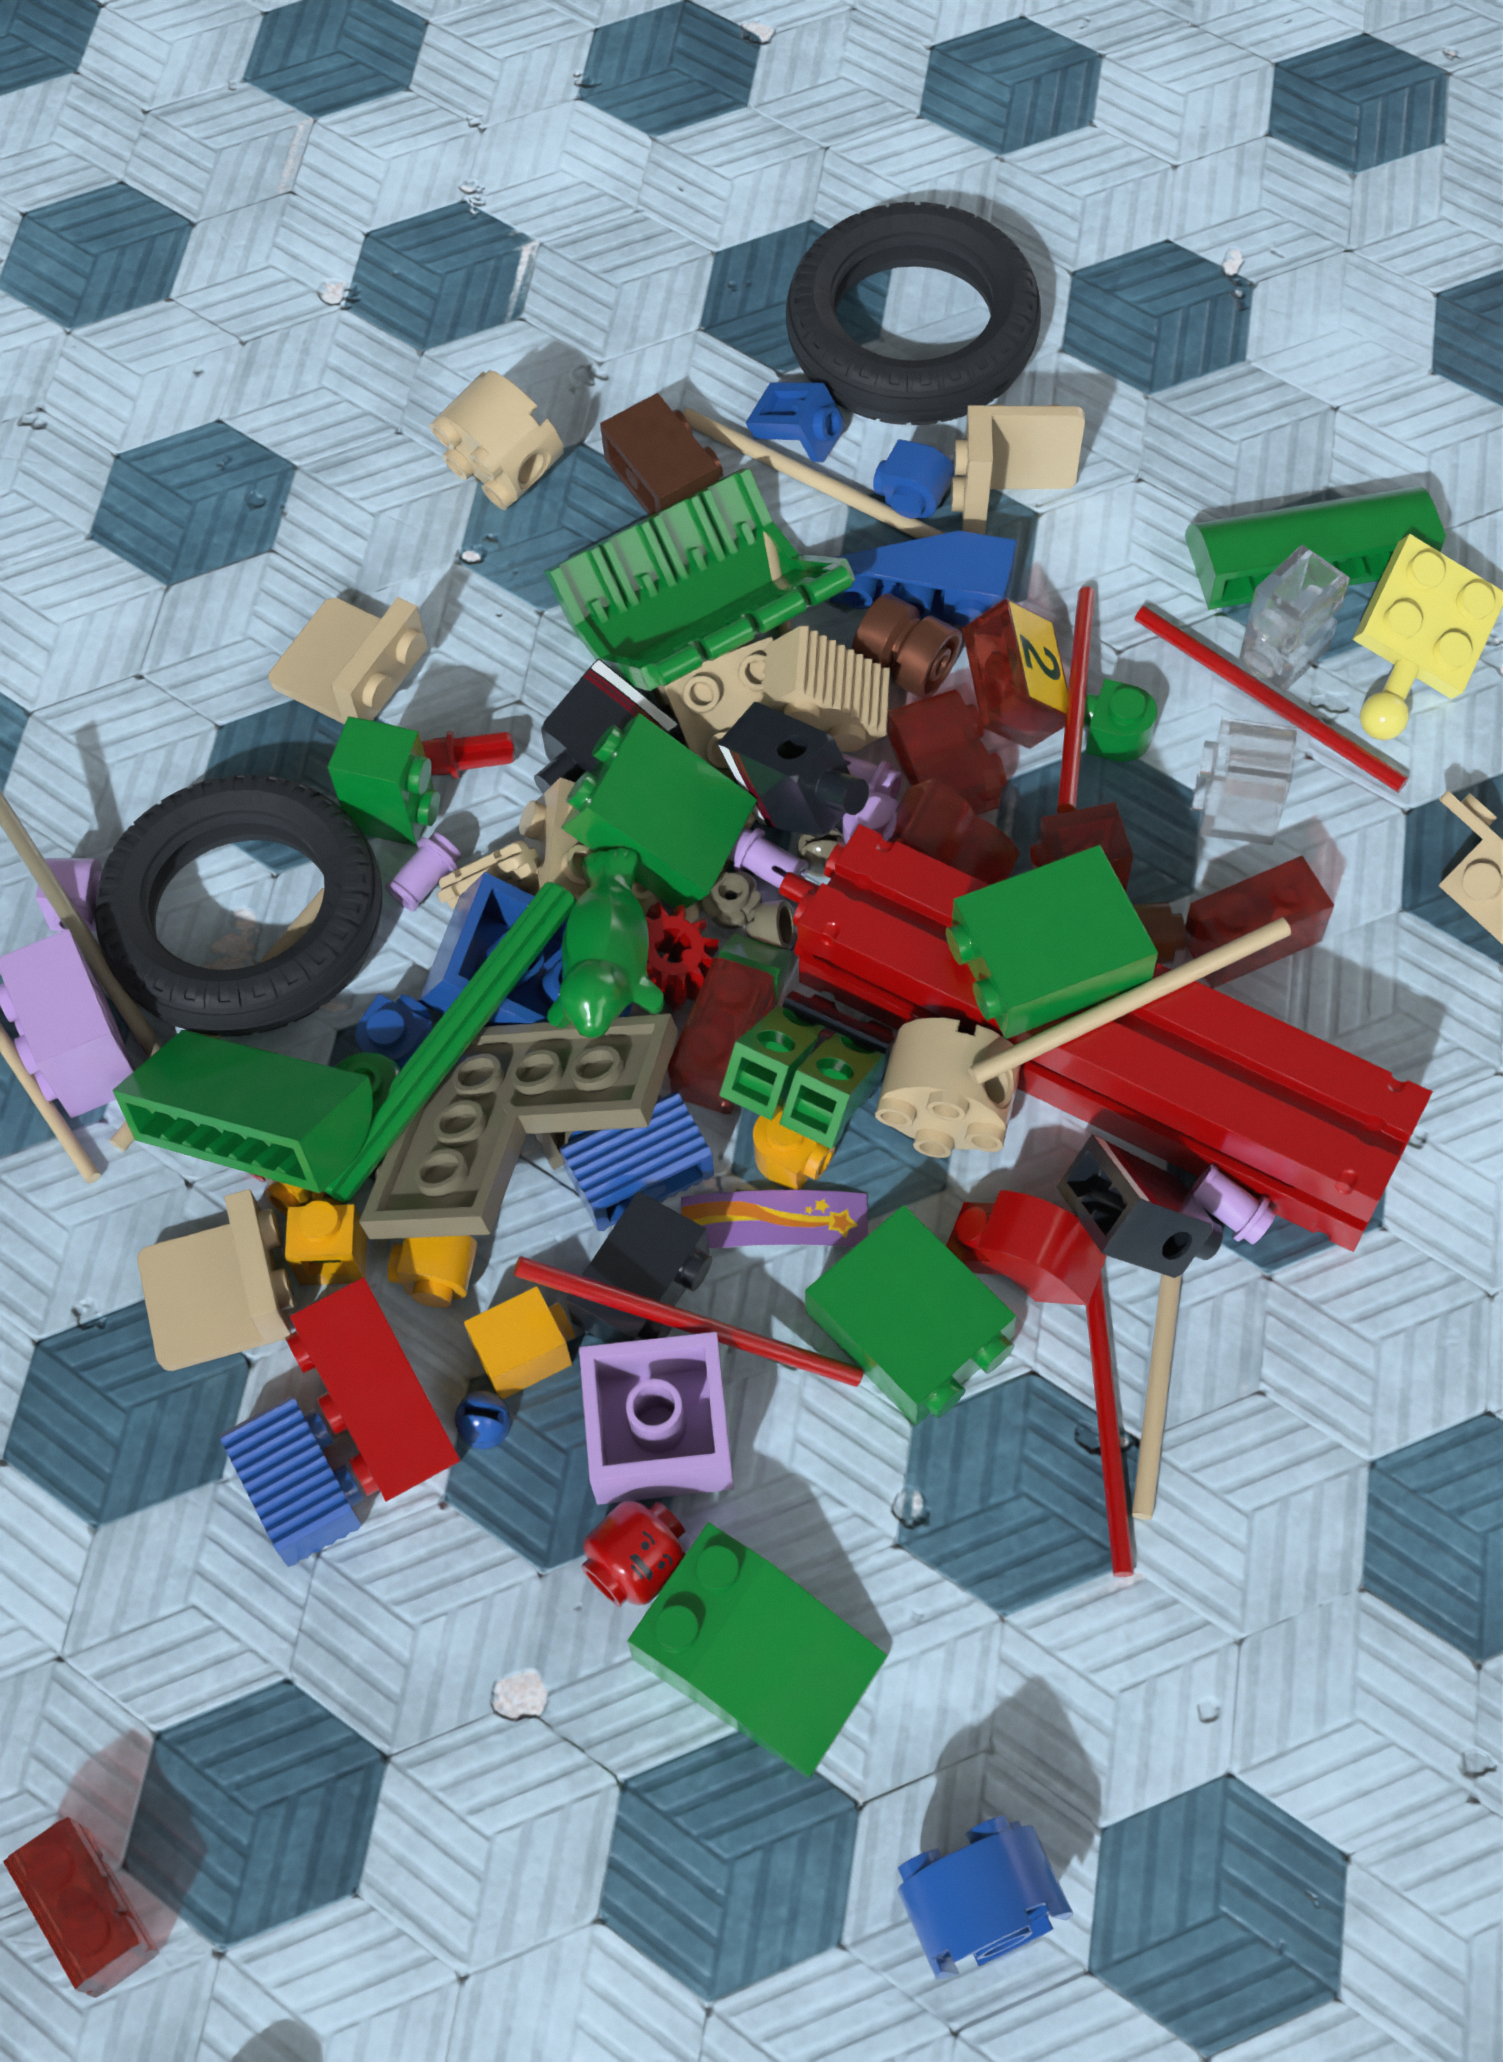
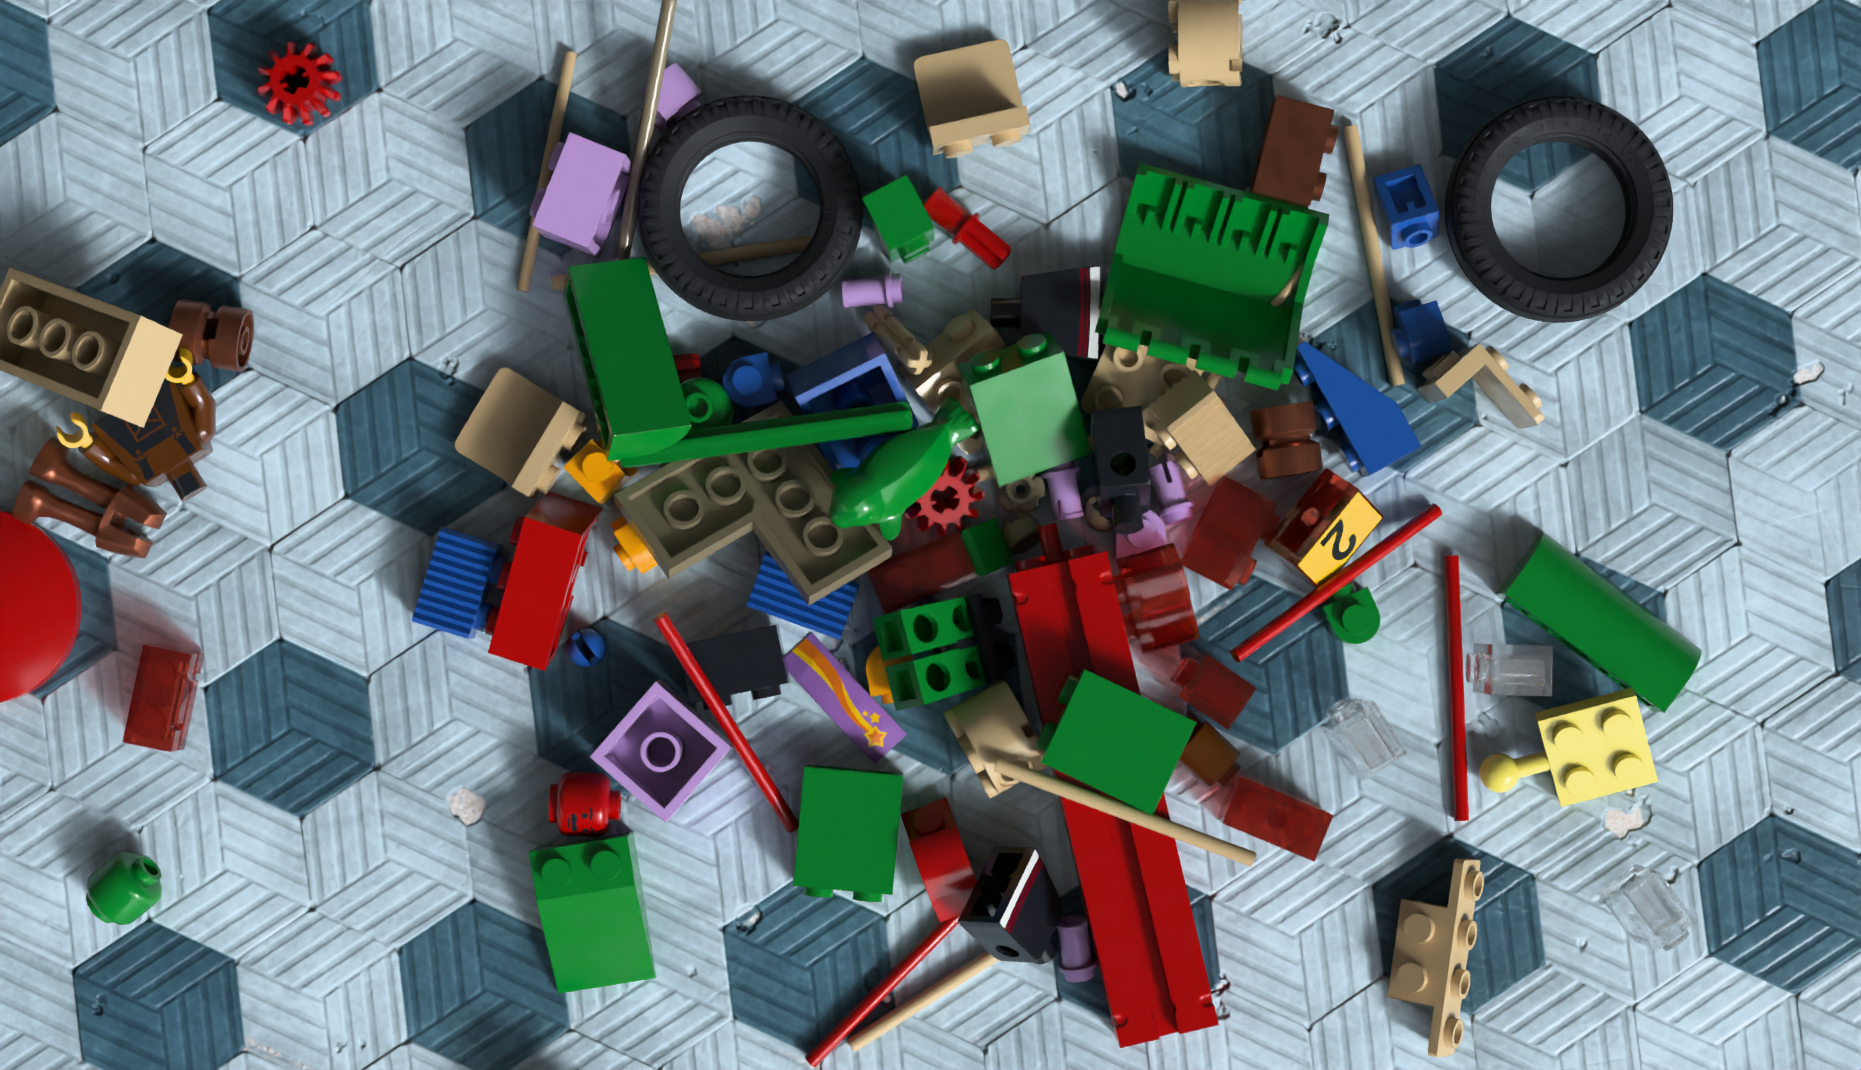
camera: 45 degrees right, 25 degrees up
(521, 1341) = (636, 632): light orange brick -> none

